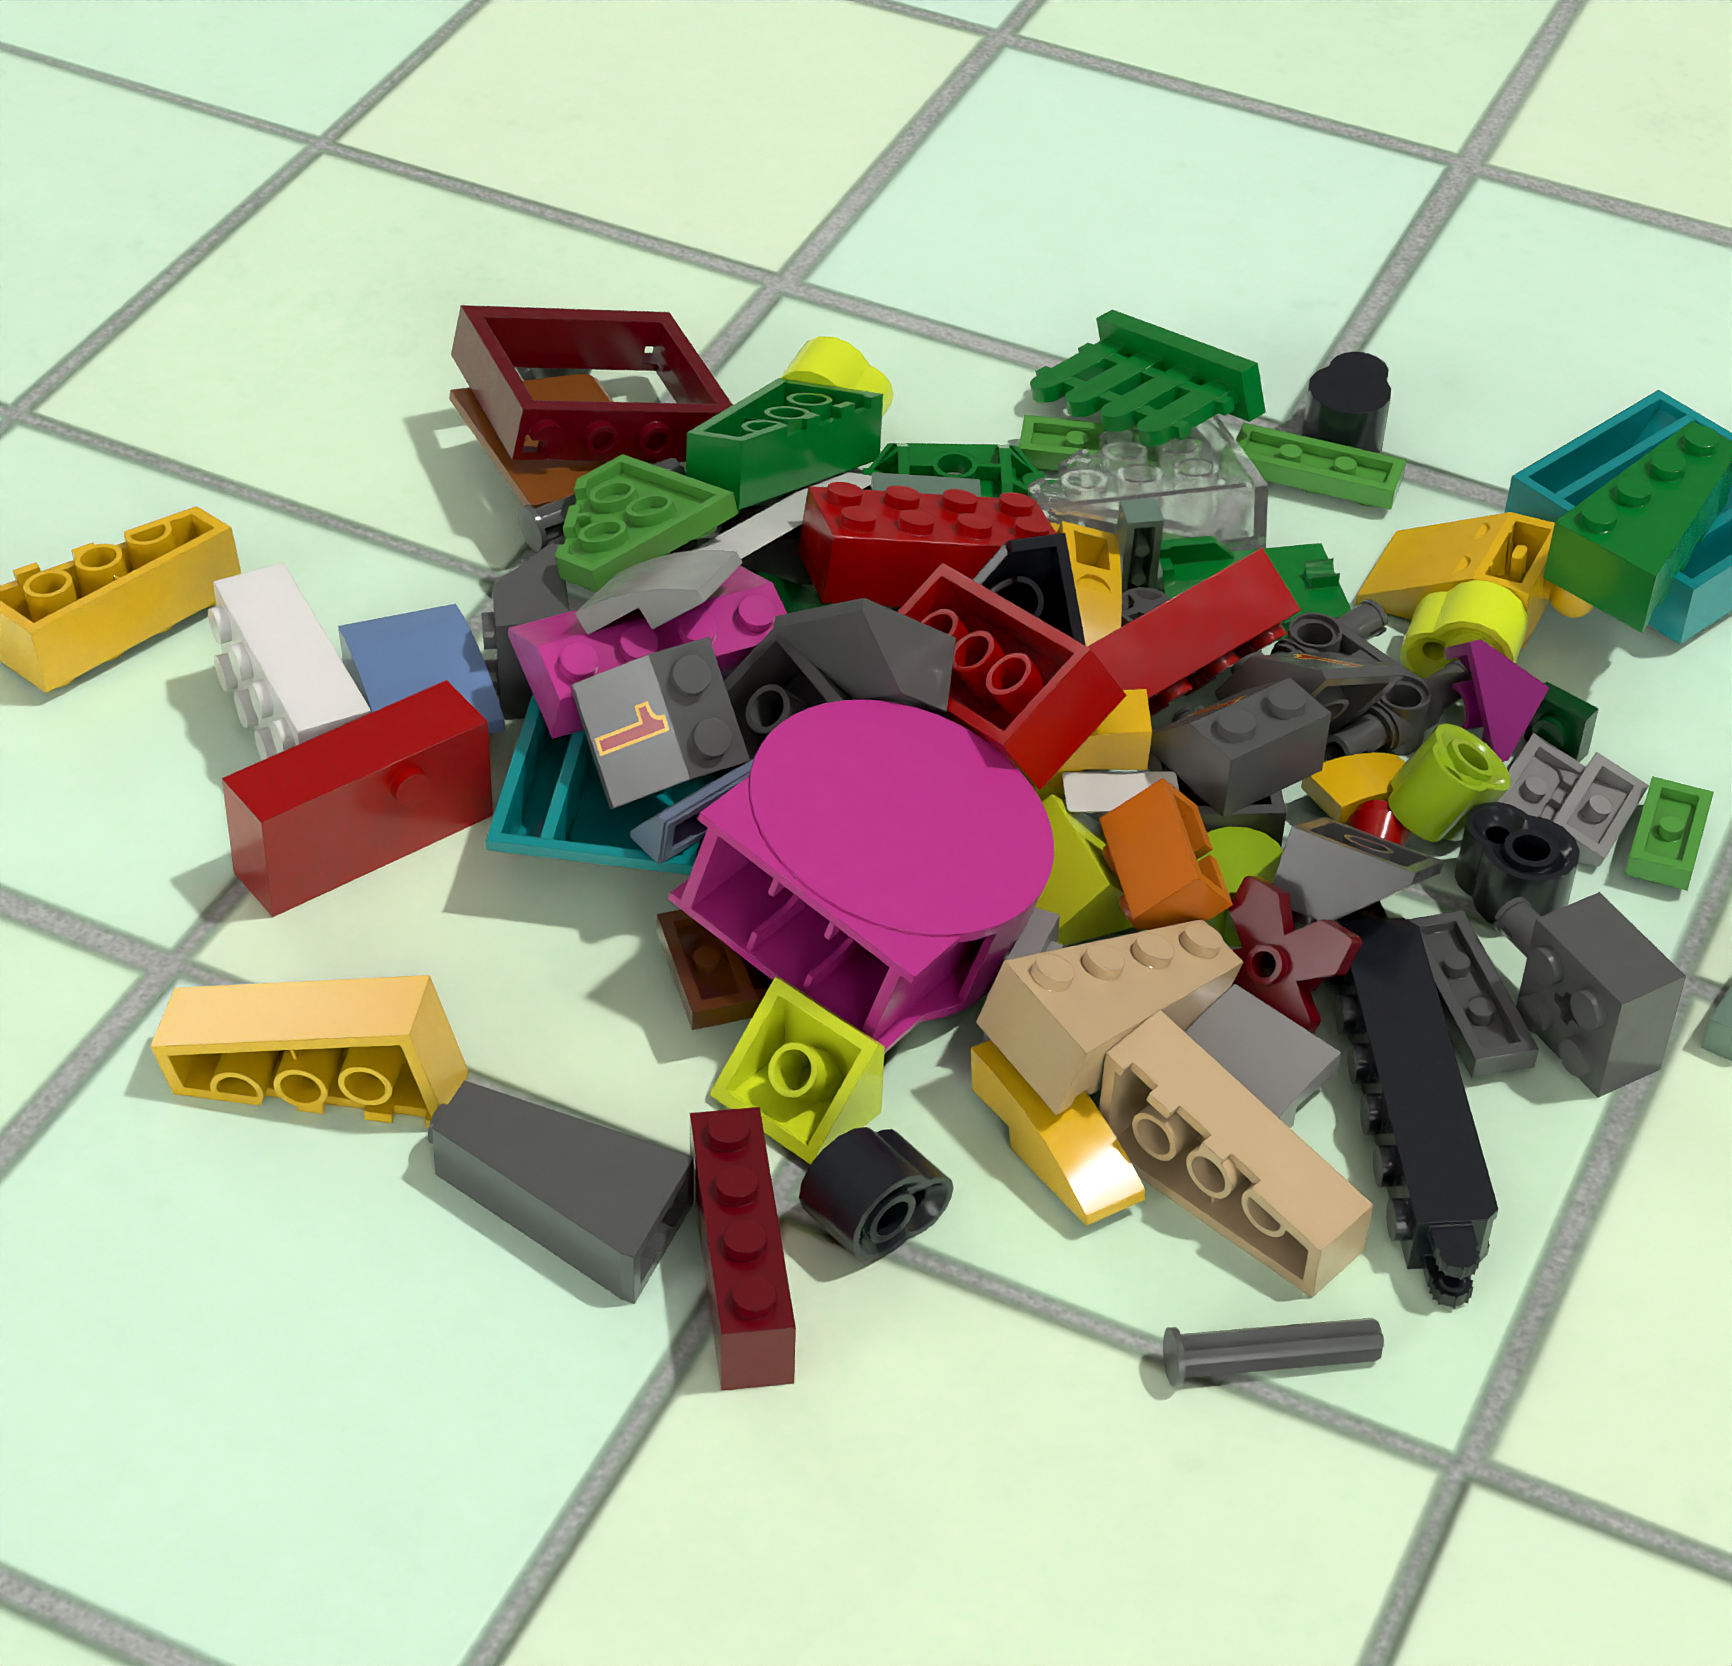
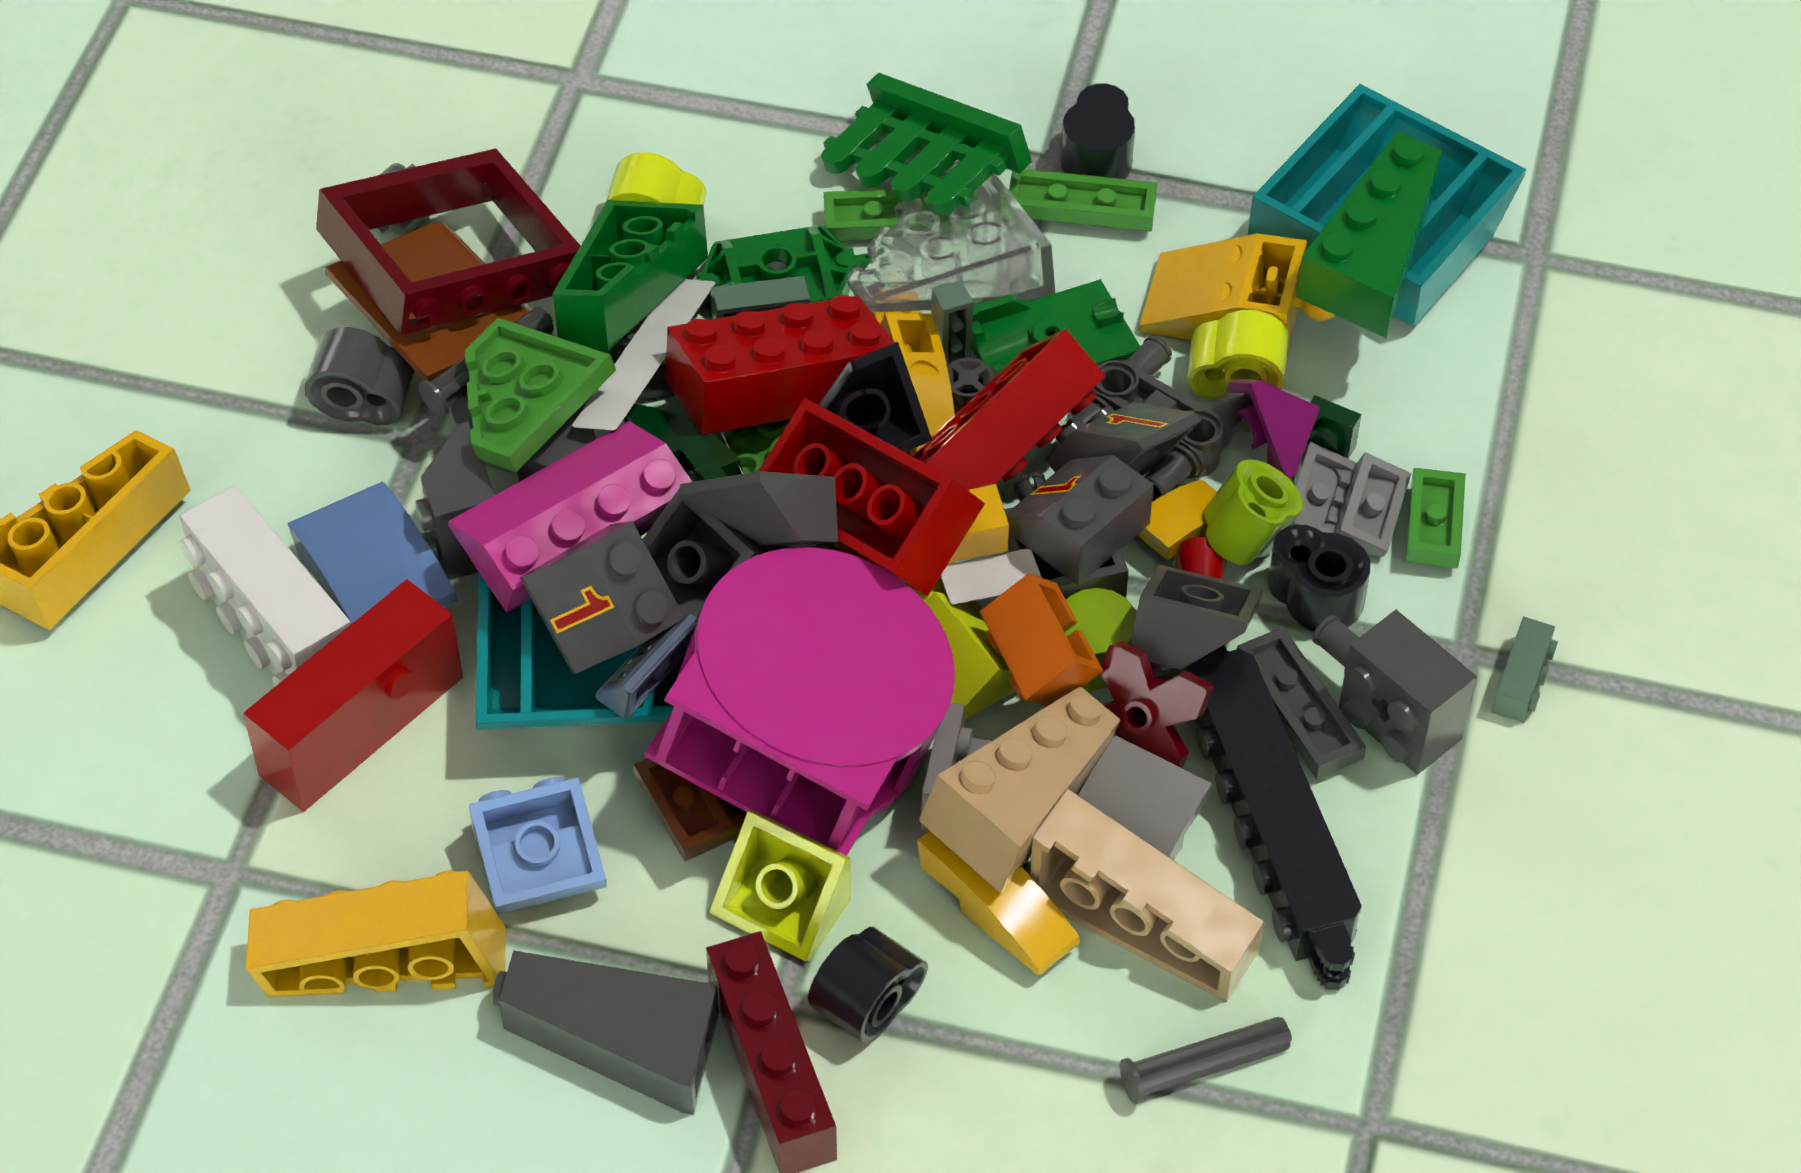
camera: 10 degrees left, 10 degrees up
(458, 505) = (358, 377): none -> dark grey piece
(524, 983) = (536, 844): none -> light blue plate
(659, 588) = (574, 468): light grey slope -> none

